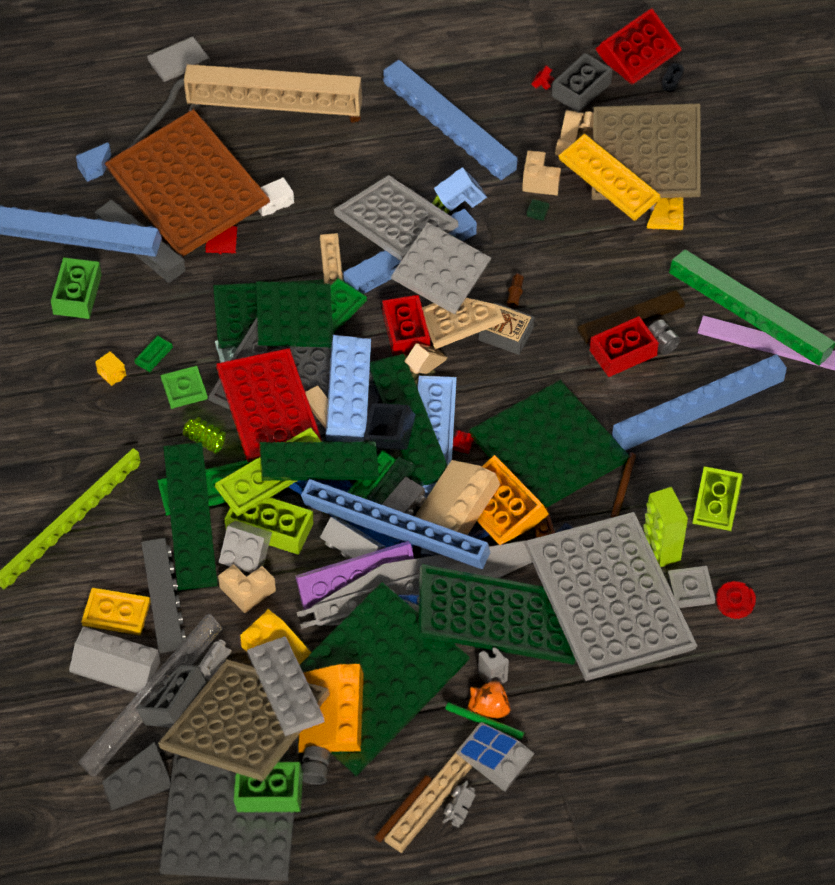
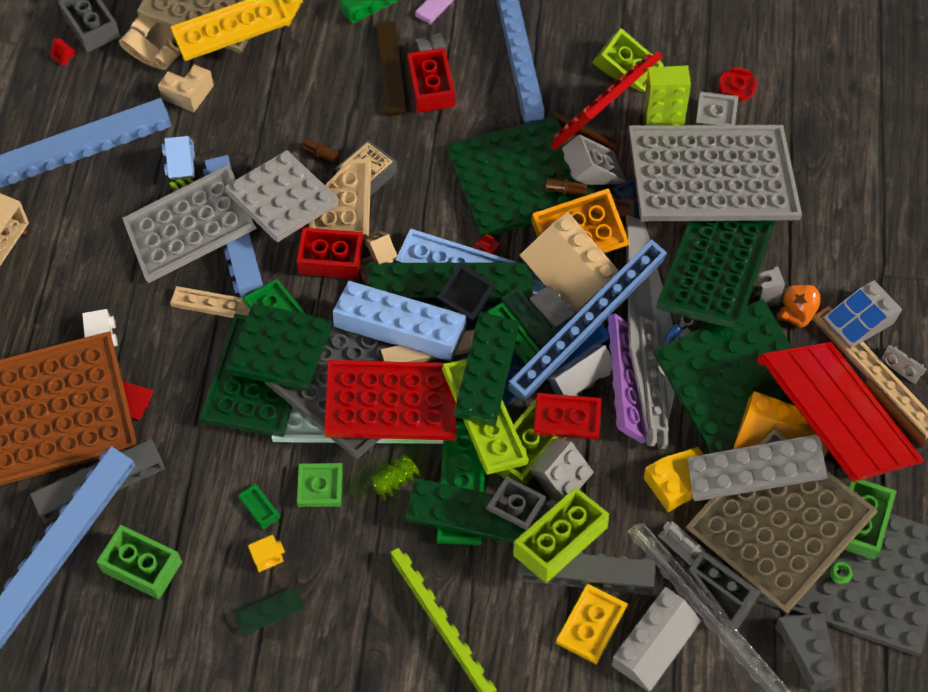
camera: 70 degrees left, 5 degrees up
(64, 388) = (269, 611): none -> clear green plate
(178, 557) = (561, 534): none -> lime brick
(190, 514) = (517, 503): none -> dark grey slope
(214, 780) = (843, 567): none -> bright green plate
(249, 590) = (607, 484): tan brick -> none
(295, 535) = (567, 416): none -> red tile
(371, 745) = (841, 410): none -> red door
(490, 722) = (820, 314): green bar -> none
(538, 209) = (229, 103): clear green plate -> none
(540, 477) = (565, 187): none -> reddish brown axle
(579, 494) = (592, 162): none -> light grey slope
(636, 475) = (605, 99): none -> red plate

